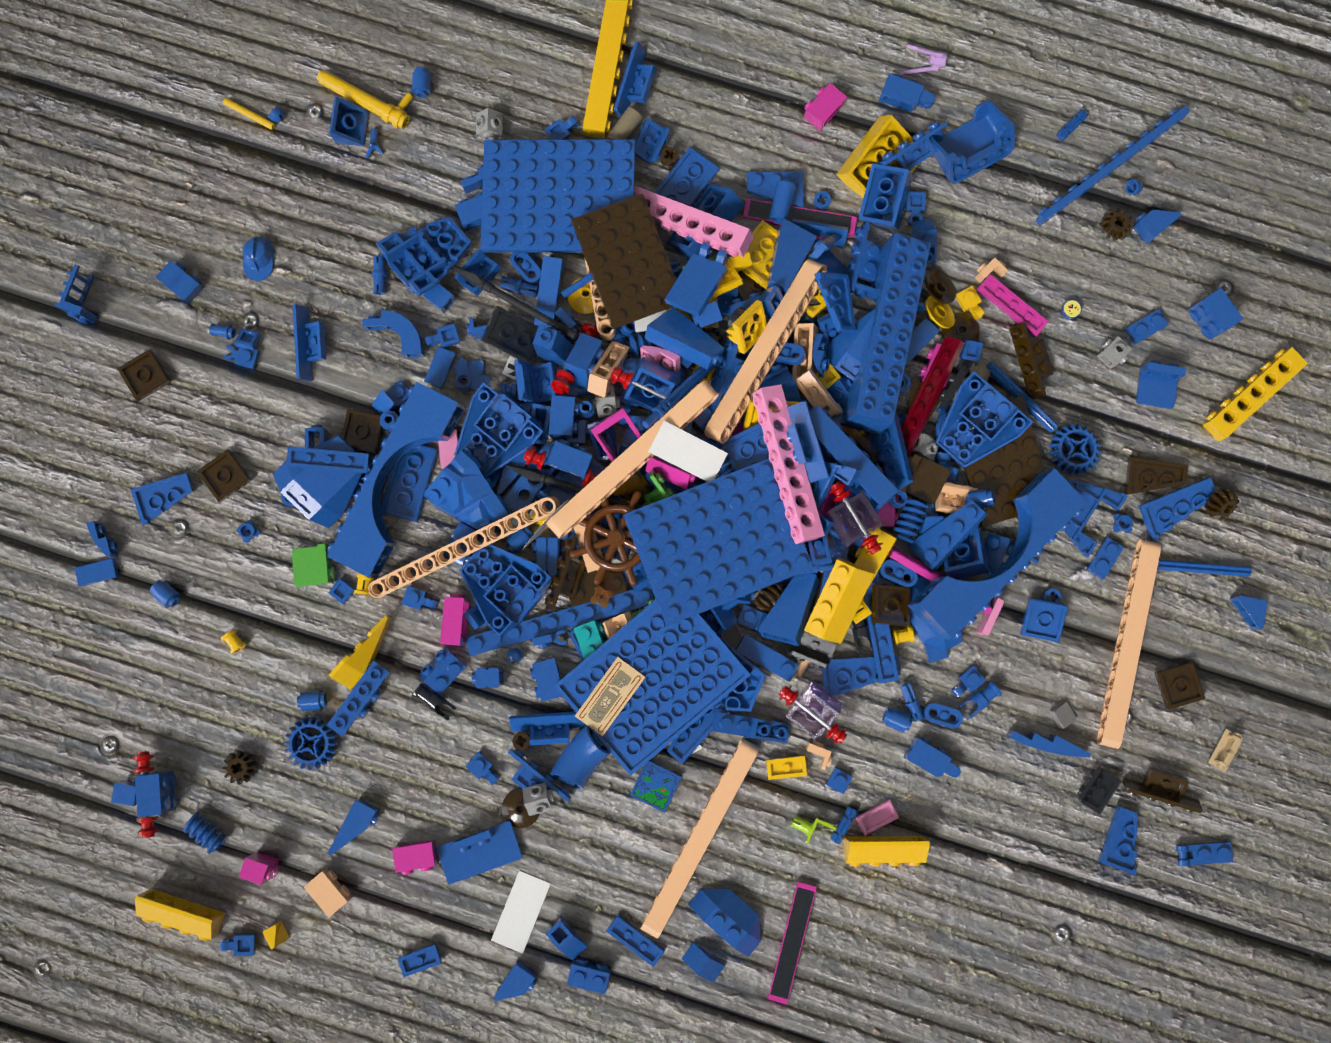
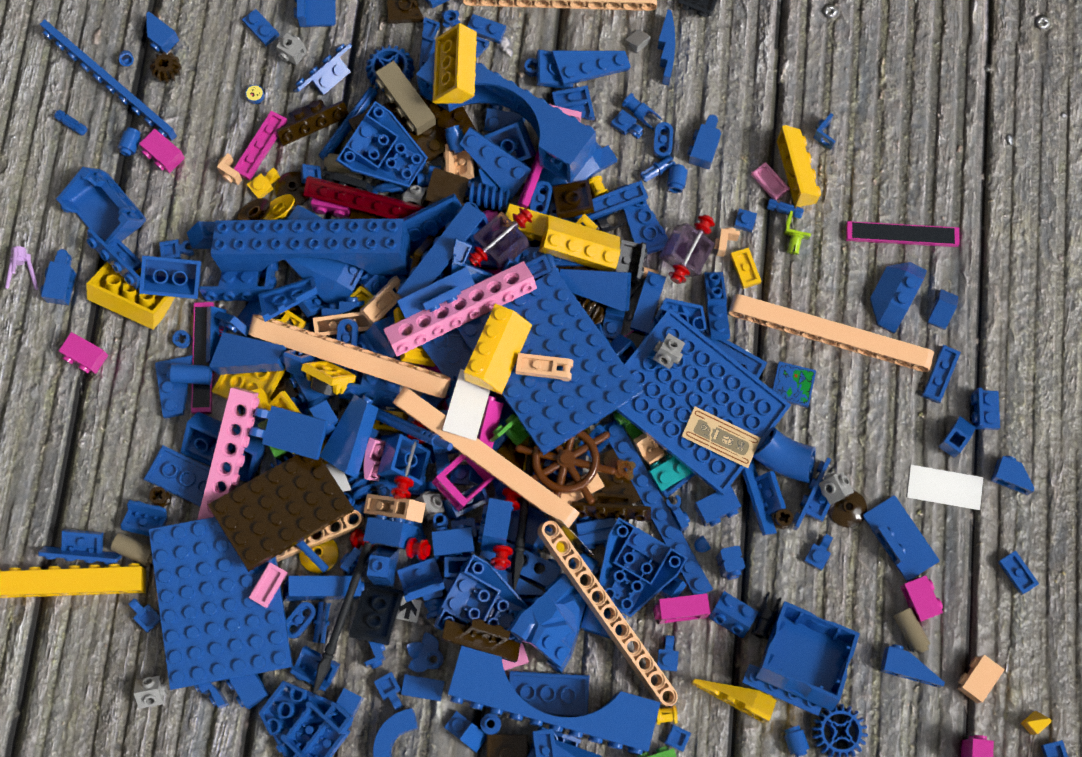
camera: 100 degrees left, 10 degrees down
(382, 729) = (808, 656): none -> blue tile
(387, 838) = (912, 631): none -> dark tan brick
(462, 422) = (482, 637): none -> dark brown bracket
(557, 238) = (268, 585): none -> bright pink tile
(702, 661) = (668, 351): none -> light grey brick
(709, 532) = (544, 366): none -> light nougat plate
(736, 491) = (497, 349): none -> yellow slope
(916, 883) = (819, 134): none -> blue bracket
(1004, 633) = (575, 99): none -> blue wing
(1023, 208) = (162, 151): none -> dark pink brick
(1034, 456) = (405, 98): none -> dark tan brick
(1039, 178) = (129, 141): none -> blue brick
(1042, 654) = (588, 65): none -> blue wing
(1054, 508) = (455, 65): none -> yellow slope
(1081, 386) = (328, 74): none -> bracket

